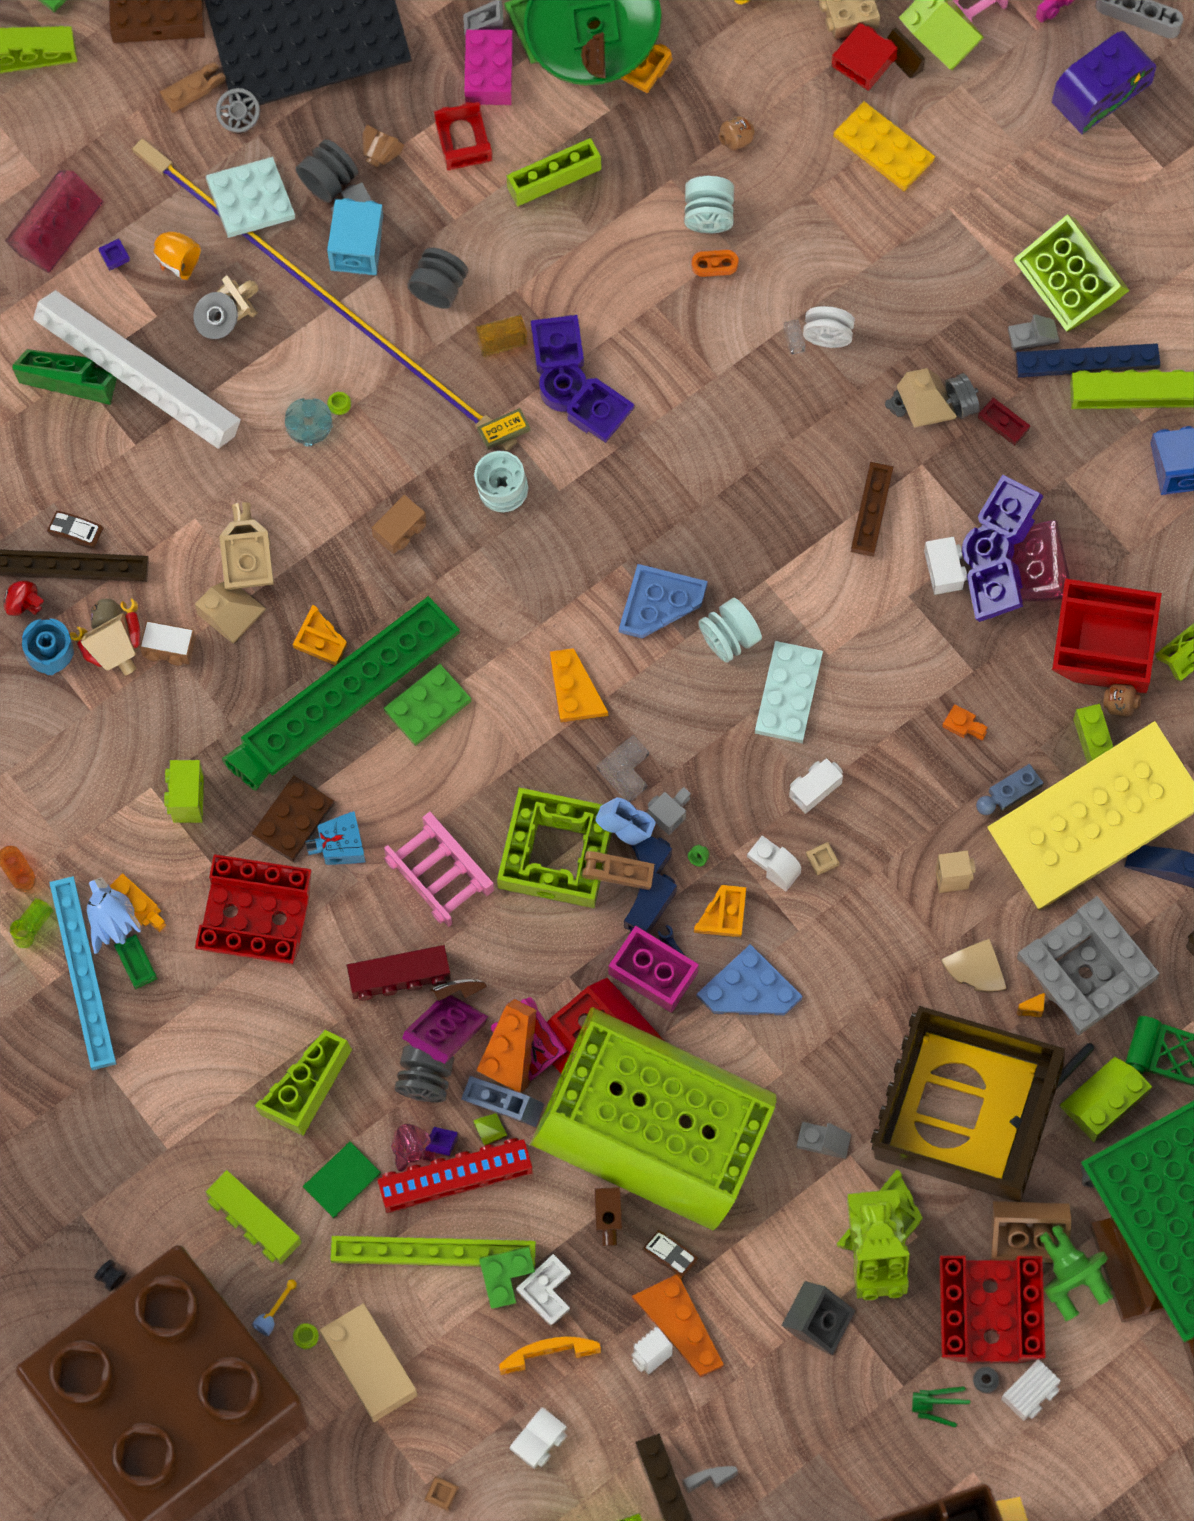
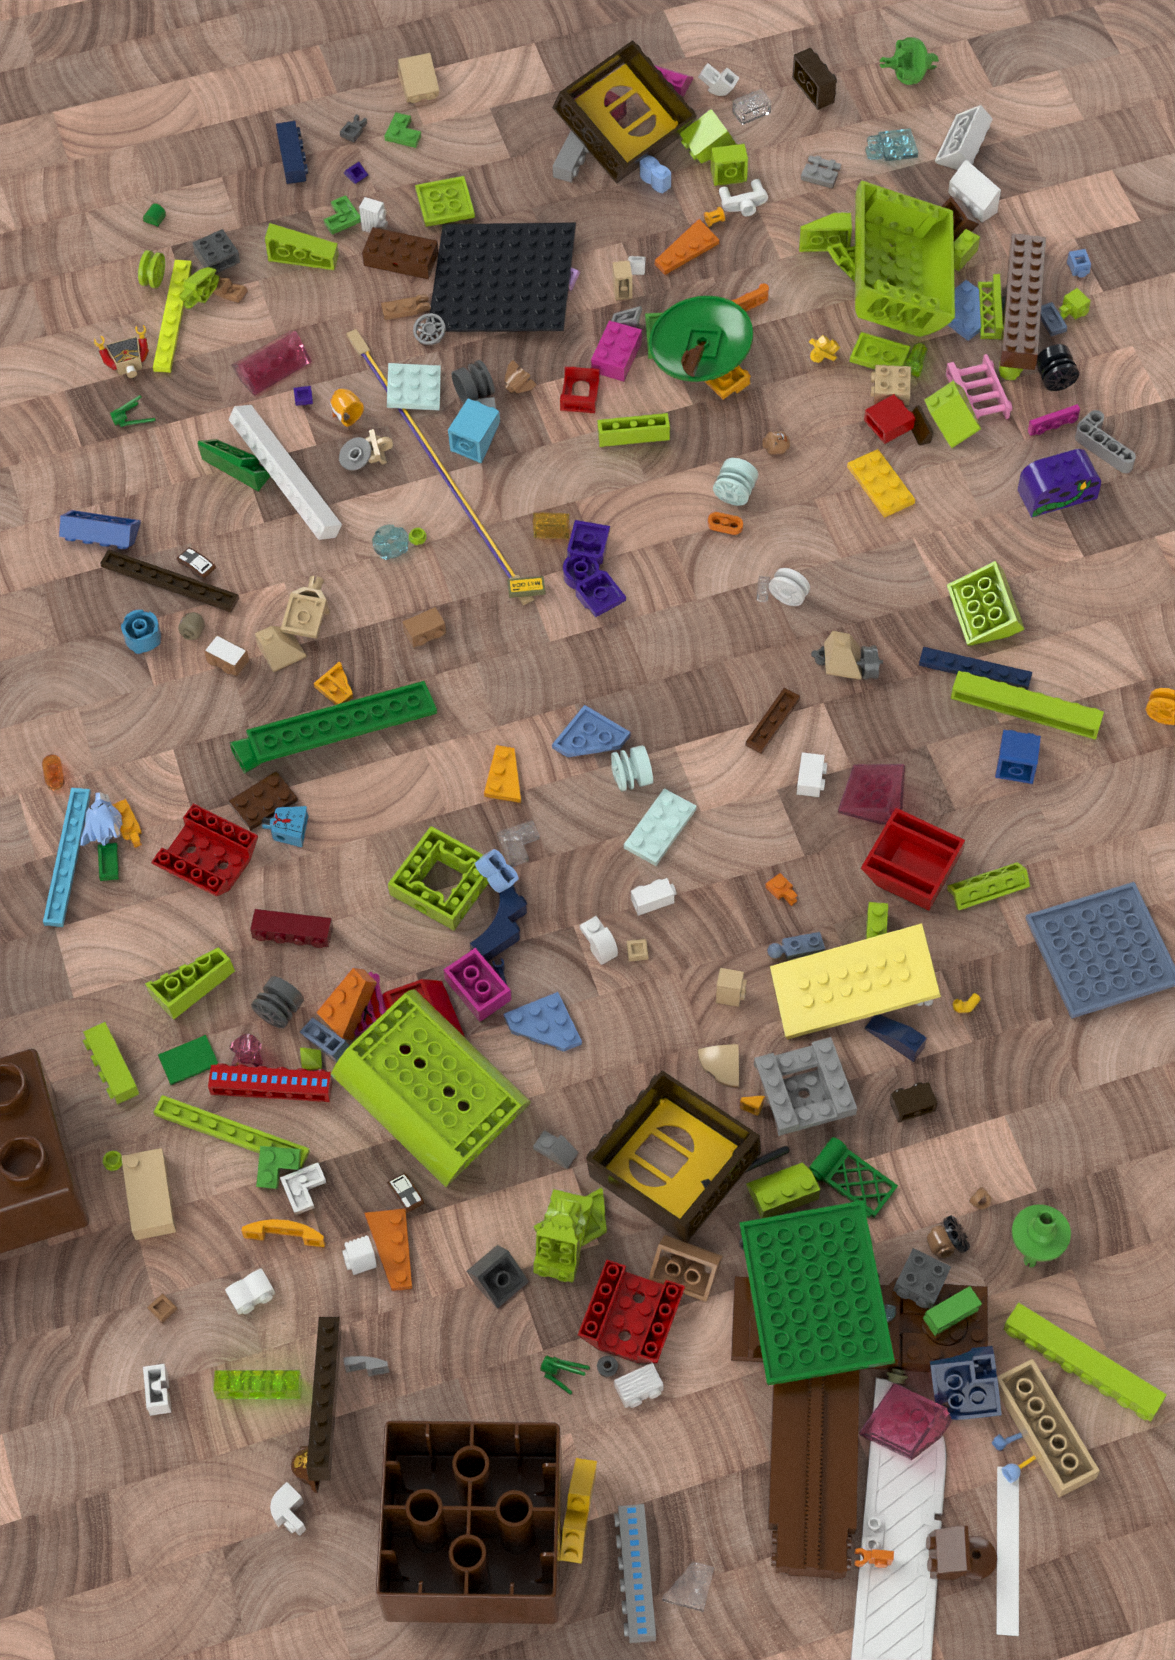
camera: 20 degrees right, 10 degrees down
(22, 596) = (138, 595): red piece -> none
(31, 921) = (45, 811): clear neon green piece -> none
(113, 641) = (188, 641): tan torso -> none
(185, 790) = (193, 755): lime brick -> none
(265, 1323) = (87, 1140): hinge -> none
(427, 704) = (393, 754): bright green plate -> none
(437, 278) = (520, 473): dark grey wheel -> none
(442, 1141) = (271, 1055): dark purple plate -> none
(445, 1028) = (304, 973): magenta plate -> none
(447, 846) = (369, 869): bright pink fence -> none
(465, 988) = (335, 953): reddish brown slope -> none
(501, 469) = (508, 619): light aqua wheel -> none
(608, 1202) = (373, 1138): reddish brown torso -> none
(618, 870) = (478, 904): medium nougat plate -> none
(669, 811) = (535, 880): light grey brick -> none
(694, 853) = (545, 918): bright green hinge -> none
(724, 913) = (547, 964): light orange wing -> none
(1004, 421) = (895, 690): dark red plate -> none
(1004, 522) = (850, 771): plate -> none
(1037, 333) = (942, 639): light grey slope -> none
(1072, 1270) = (704, 1302): bright green piece -> none
(1121, 700) = (907, 908): medium nougat head -> none

